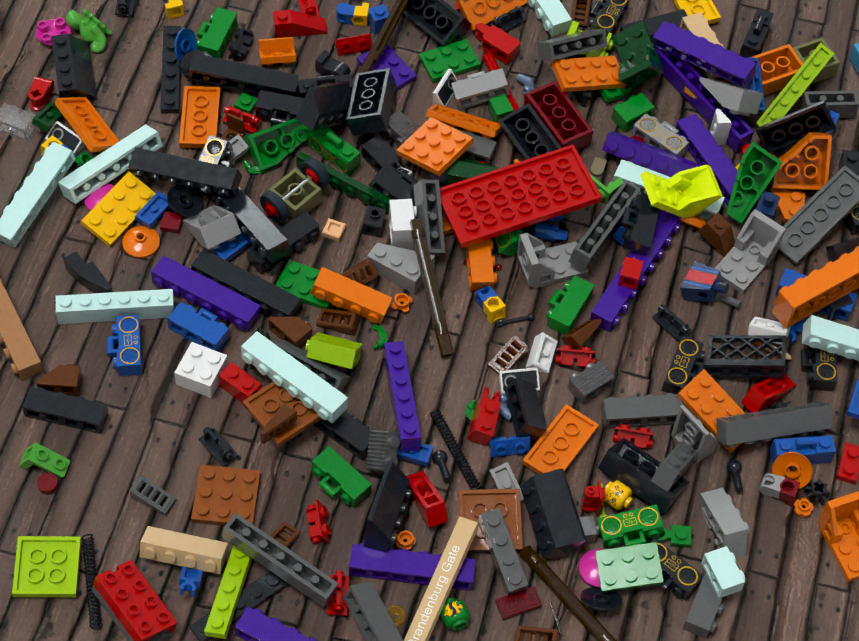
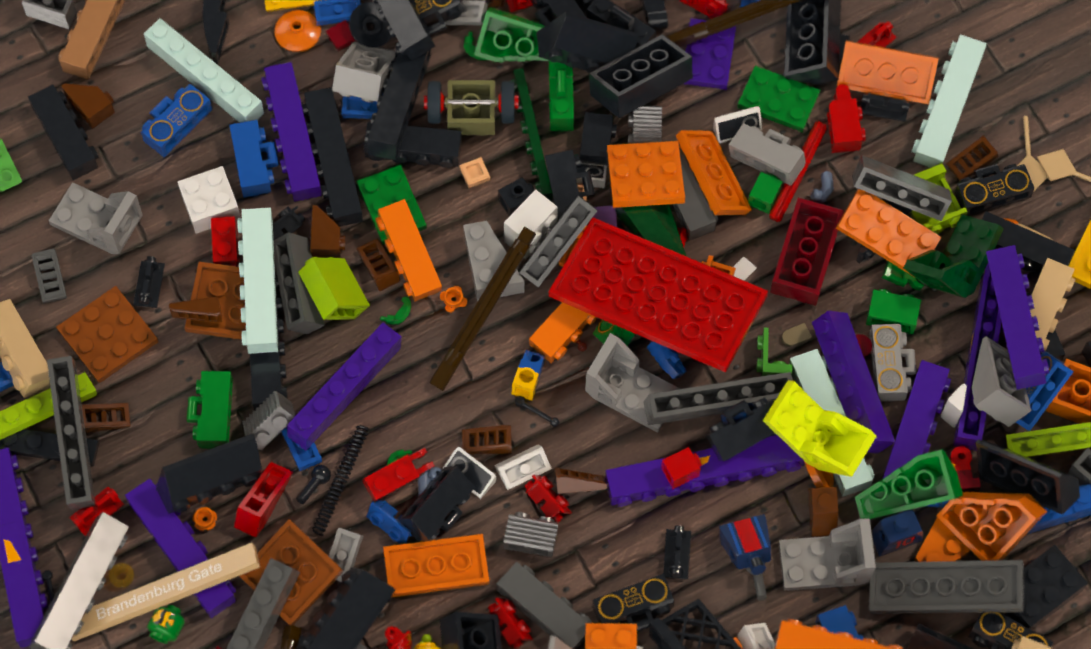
camera: 50 degrees right, 10 degrees up
(148, 439) = (98, 219): none -> light grey bracket
(317, 514) = (158, 427): red hinge -> none
(367, 263) = (448, 229): reddish brown slope -> none
(528, 132) = (756, 244): black slope -> none
(573, 302) = (600, 447): green piece -> none

